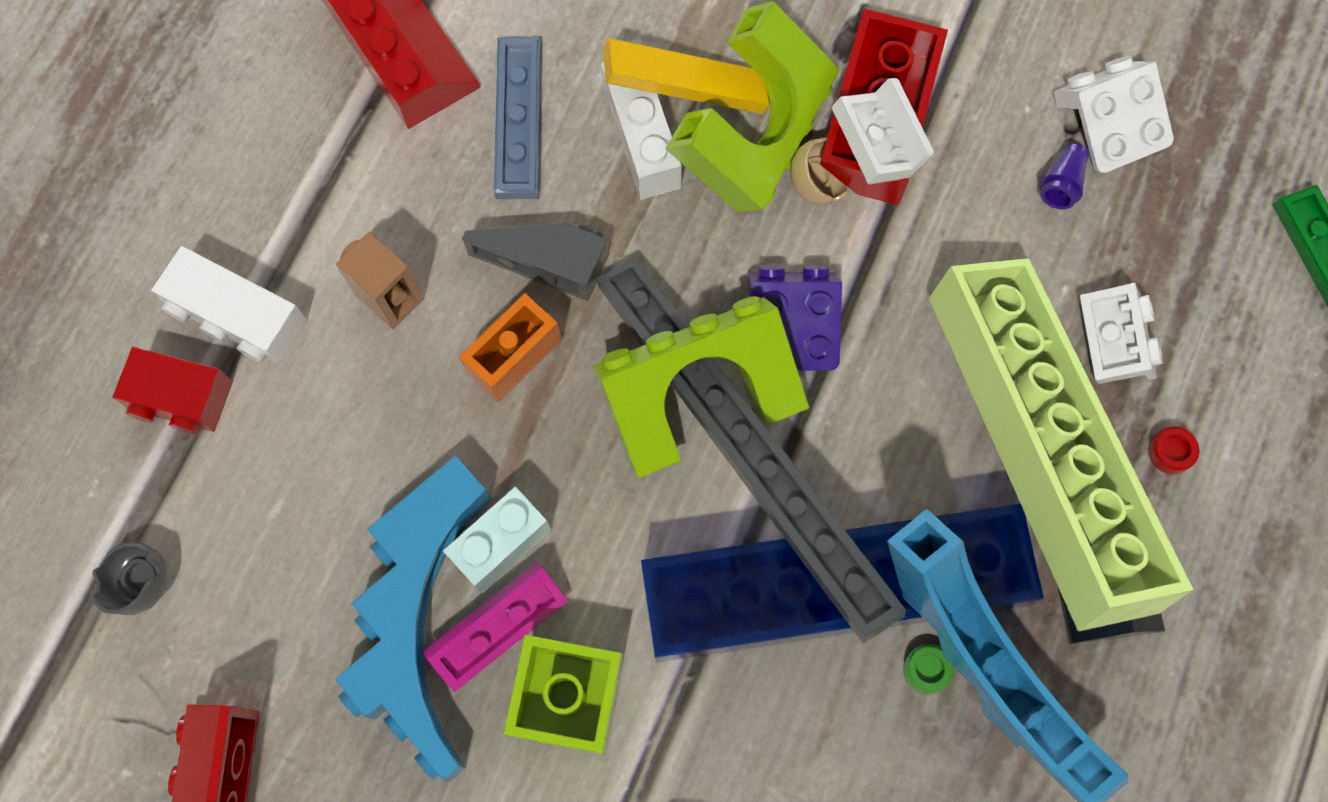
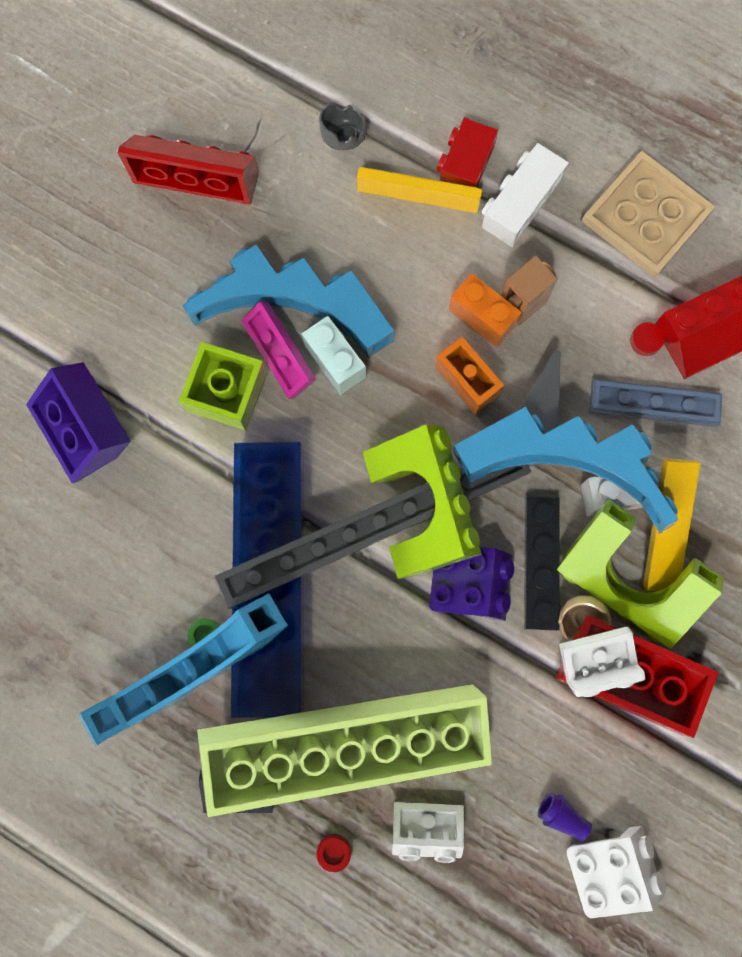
camera: 100 degrees right, 5 degrees up
(227, 455) = (418, 189): none -> yellow tile
(249, 144) = (648, 214): none -> tan plate
(410, 339) = (484, 310): none -> orange brick
(430, 133) = (647, 339): none -> red tile
(600, 192) = (617, 459): none -> dark azure arch
(753, 235) = (541, 564): none -> black plate

